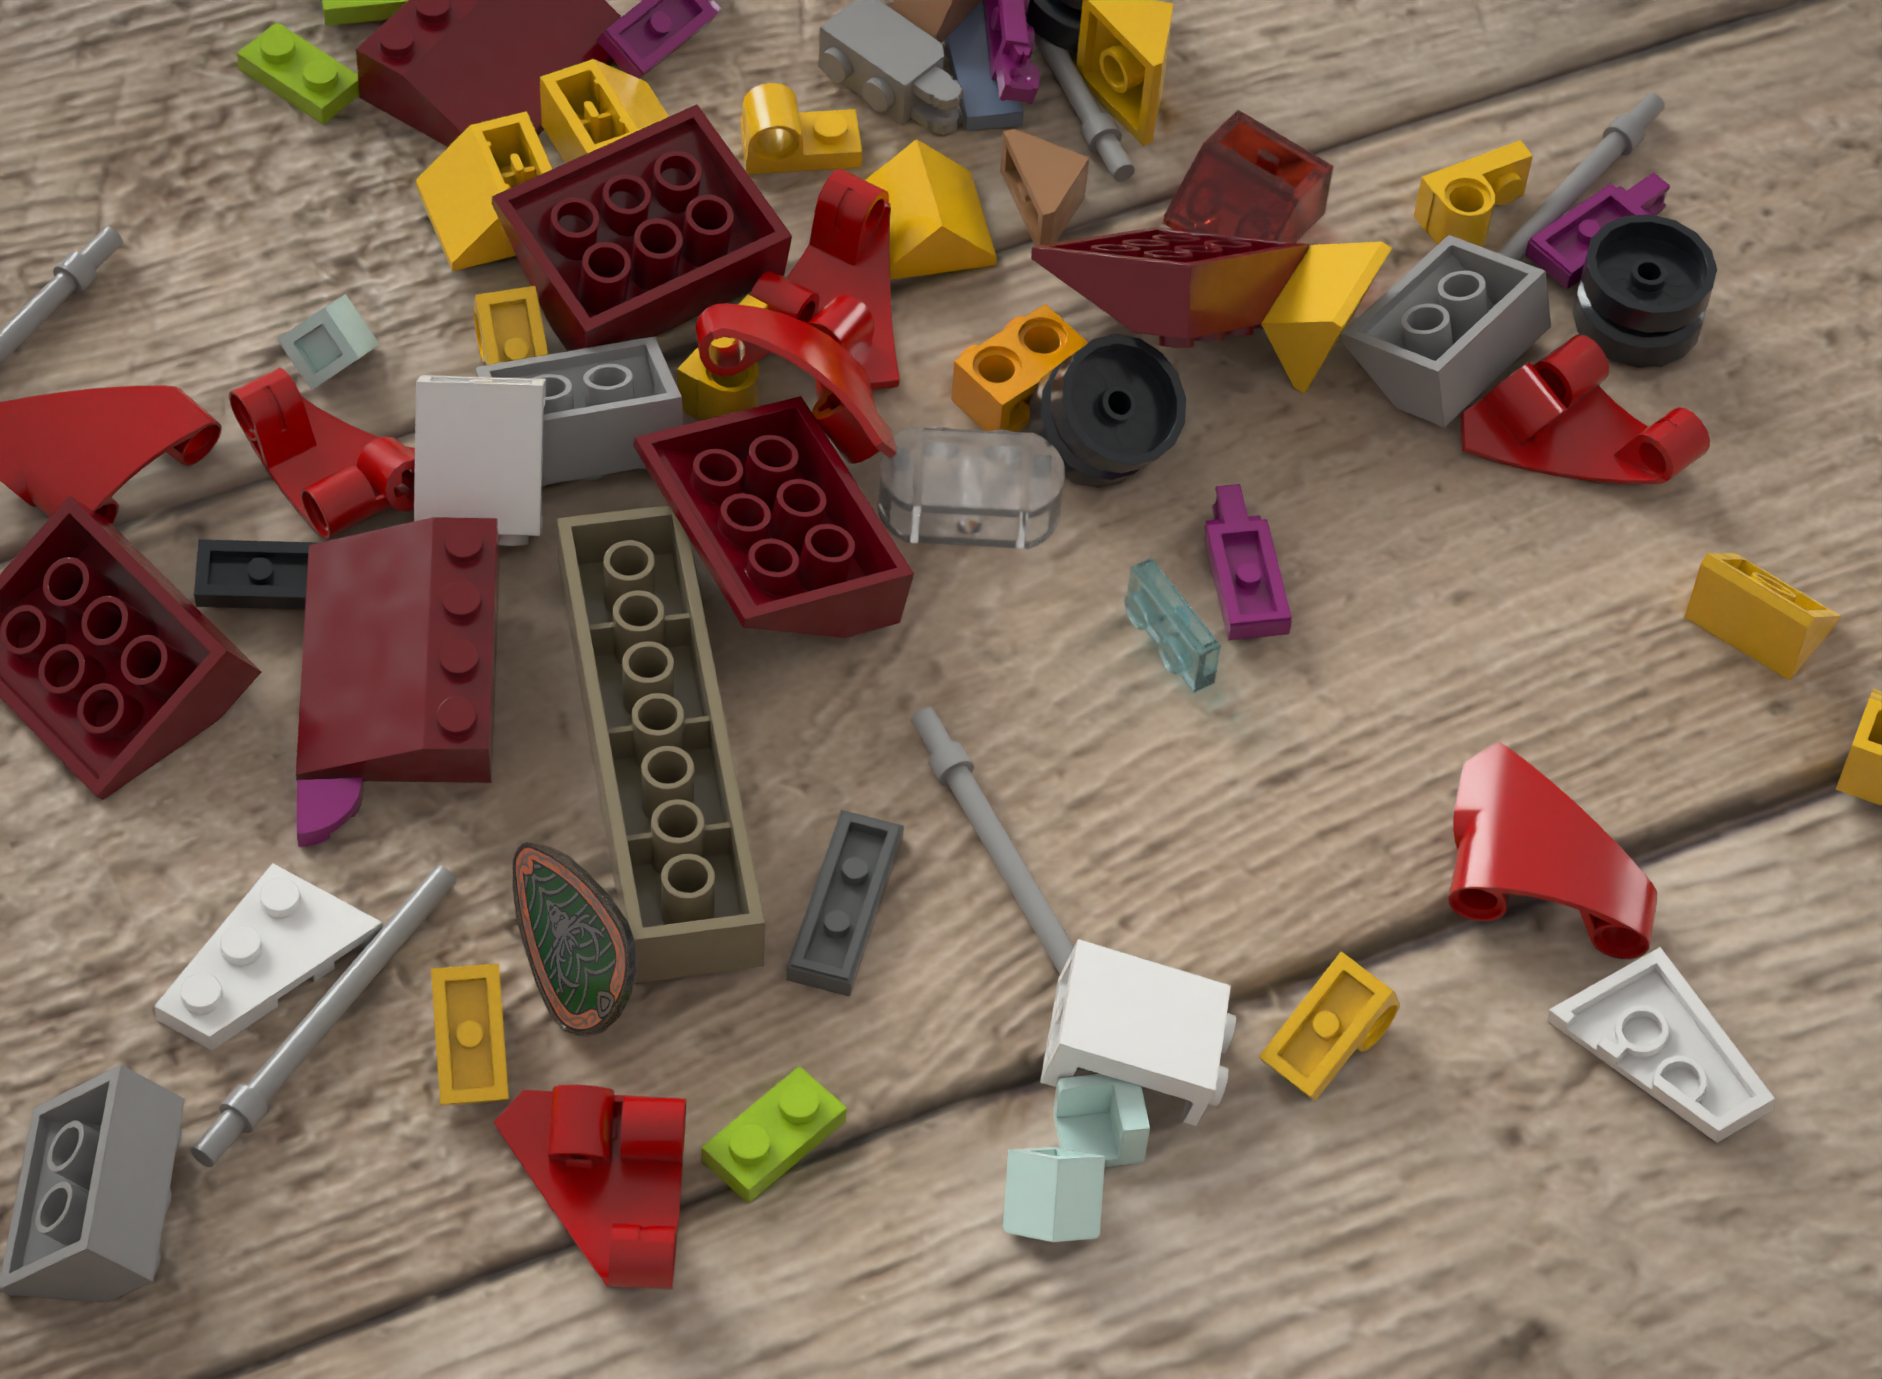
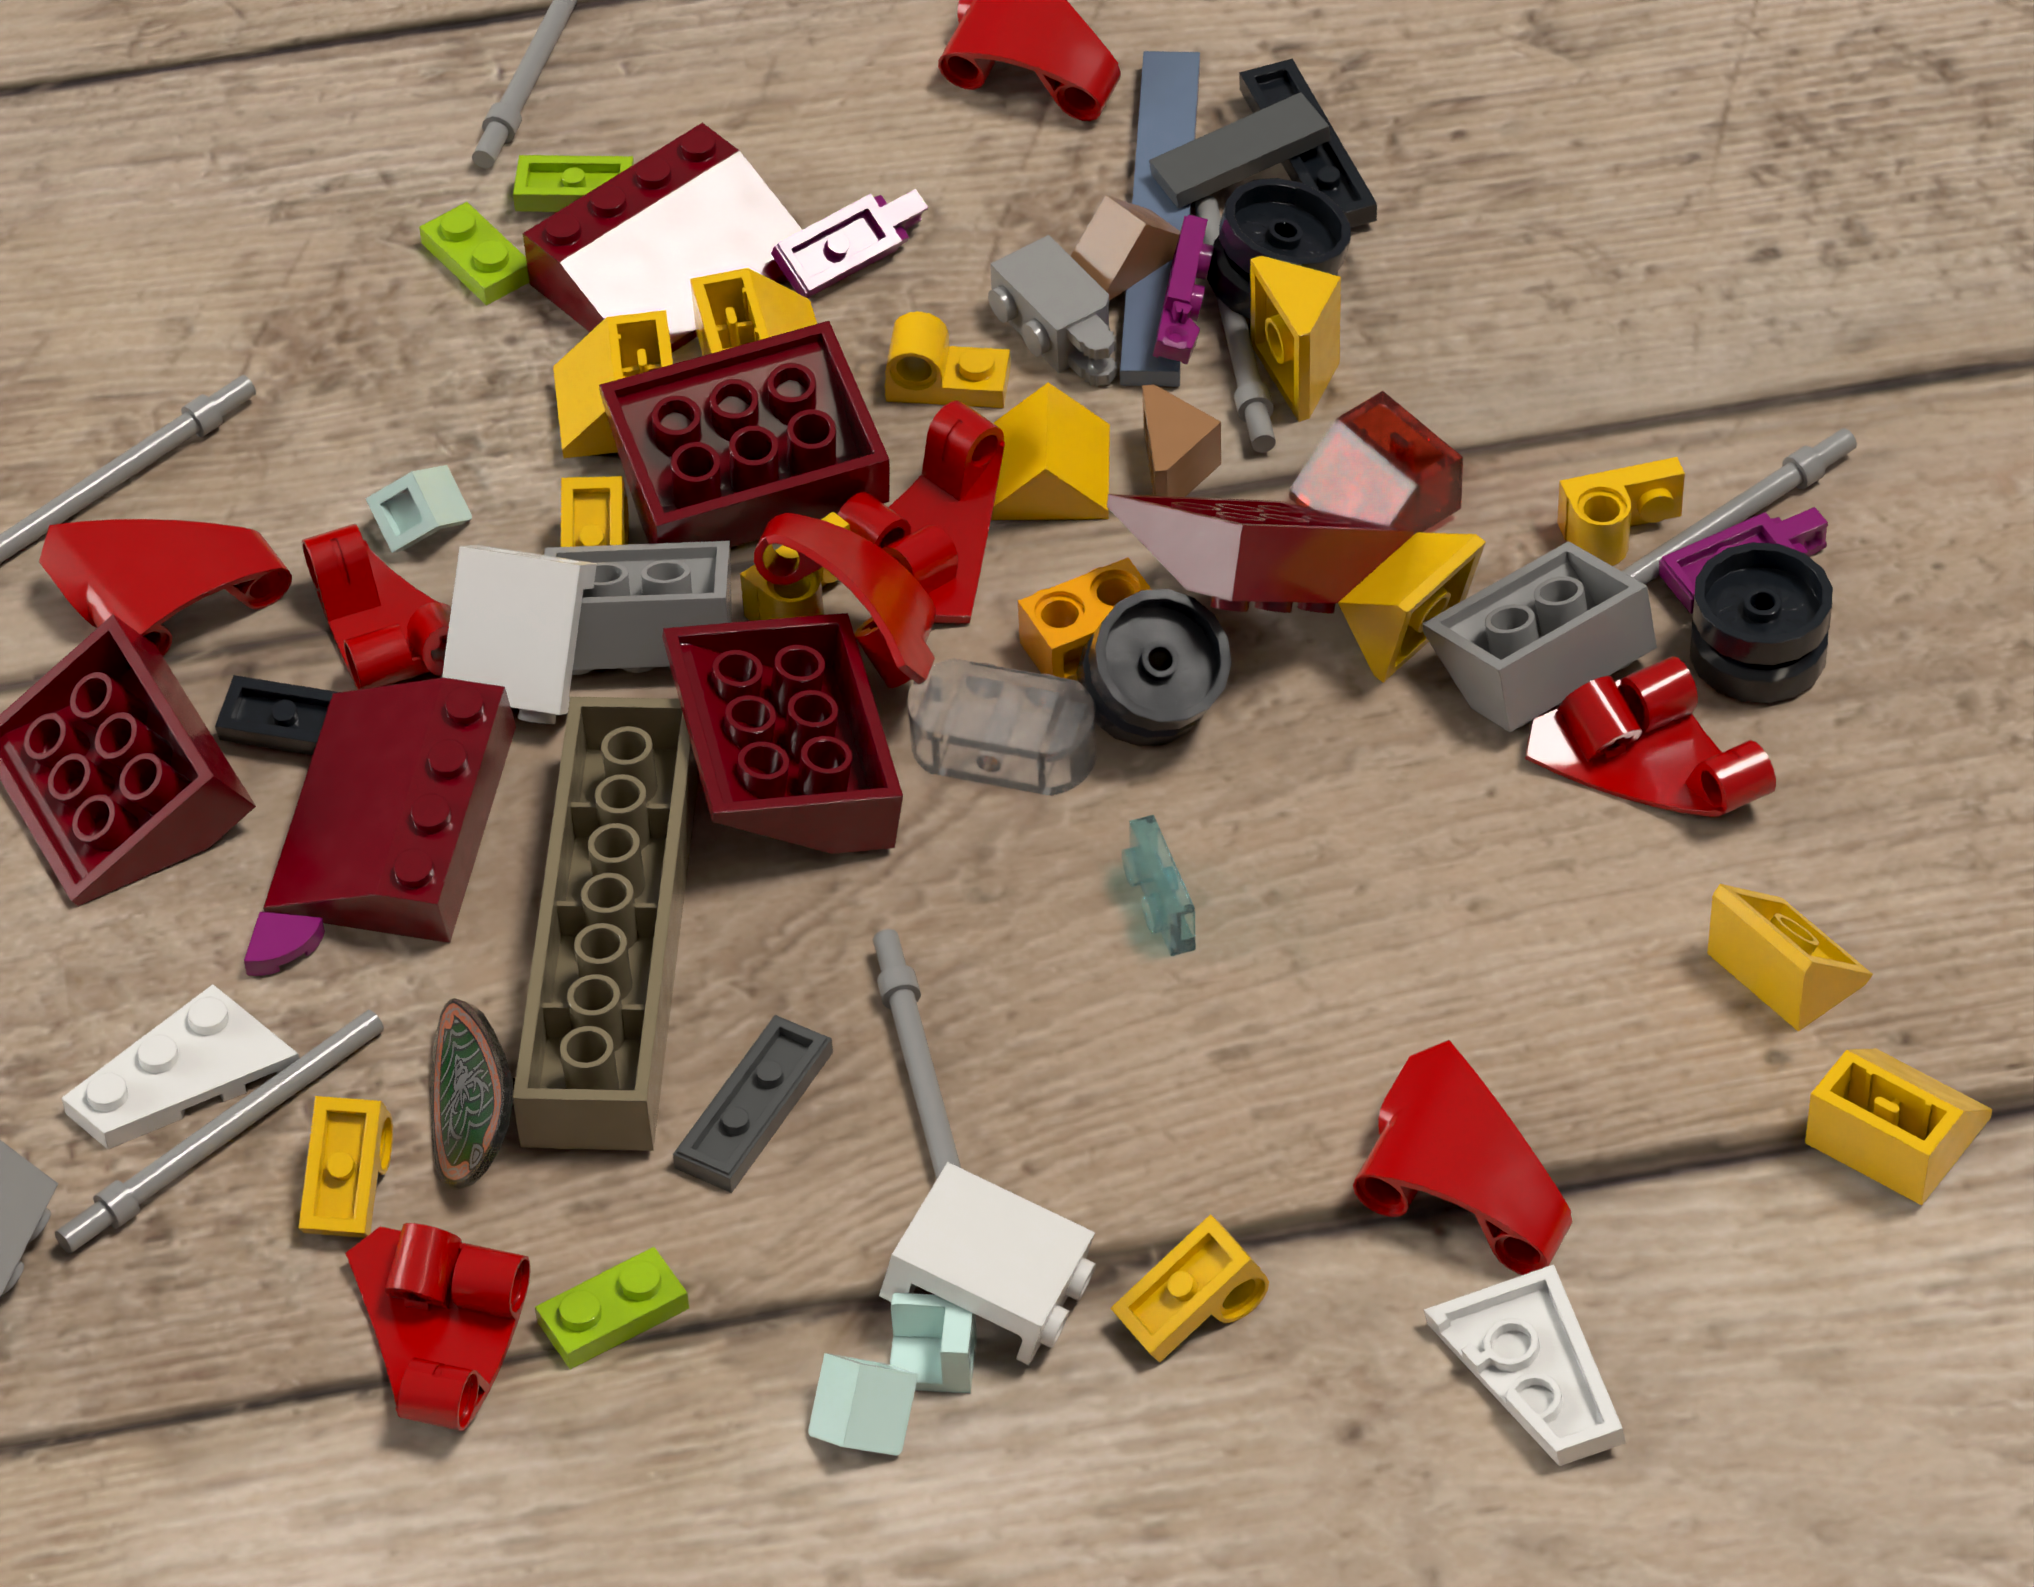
camera: 20 degrees right, 5 degrees down
(1245, 569) = (1255, 843): magenta hinge -> none

